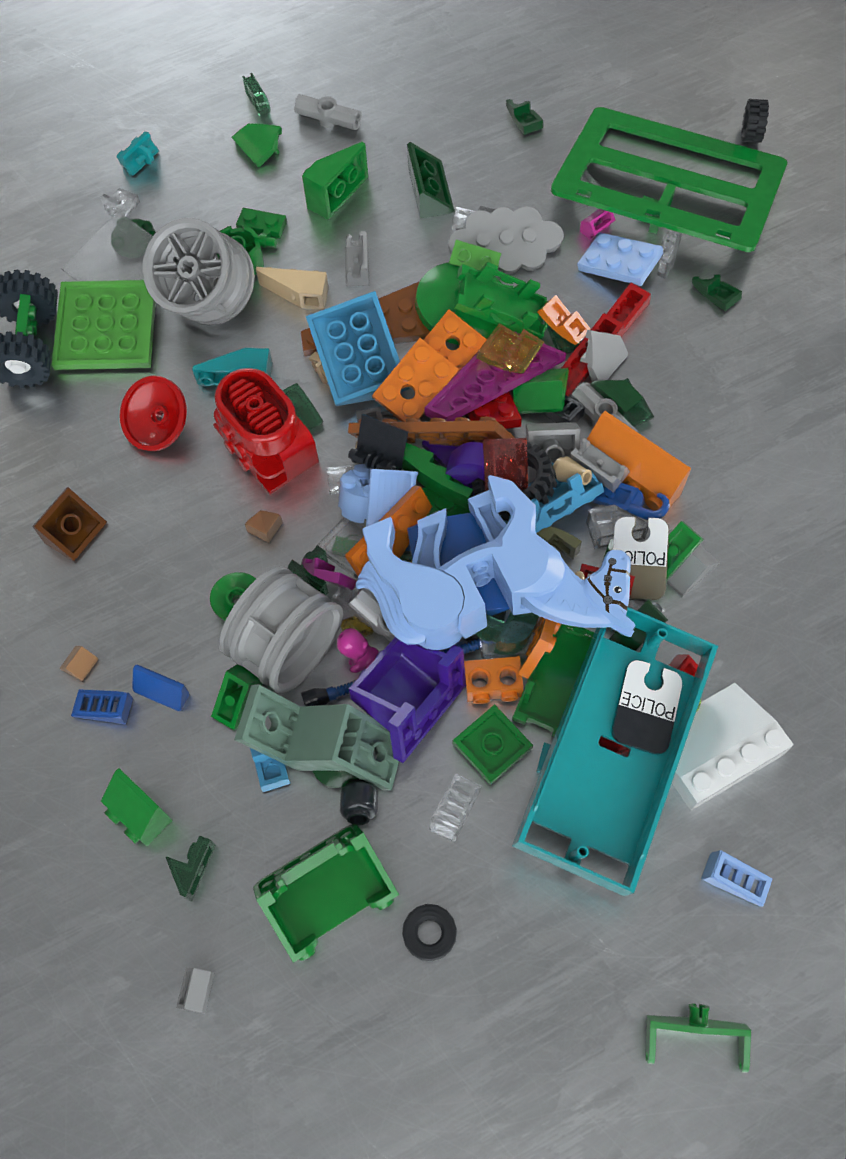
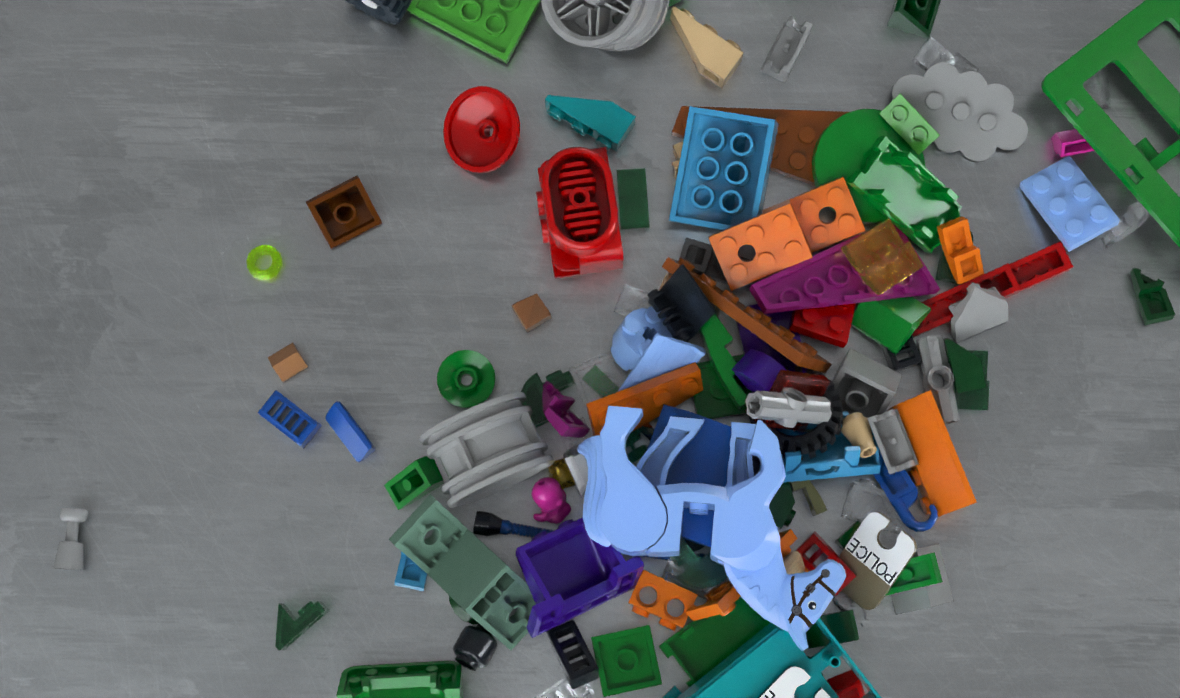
camera: 25 degrees right, 15 degrees up
(25, 605) = (259, 251): none -> clear neon green piece
(134, 809) = (272, 541): green slope -> none
(458, 775) = (581, 671): none -> black slope
(505, 463) = (788, 407): none -> light grey piece

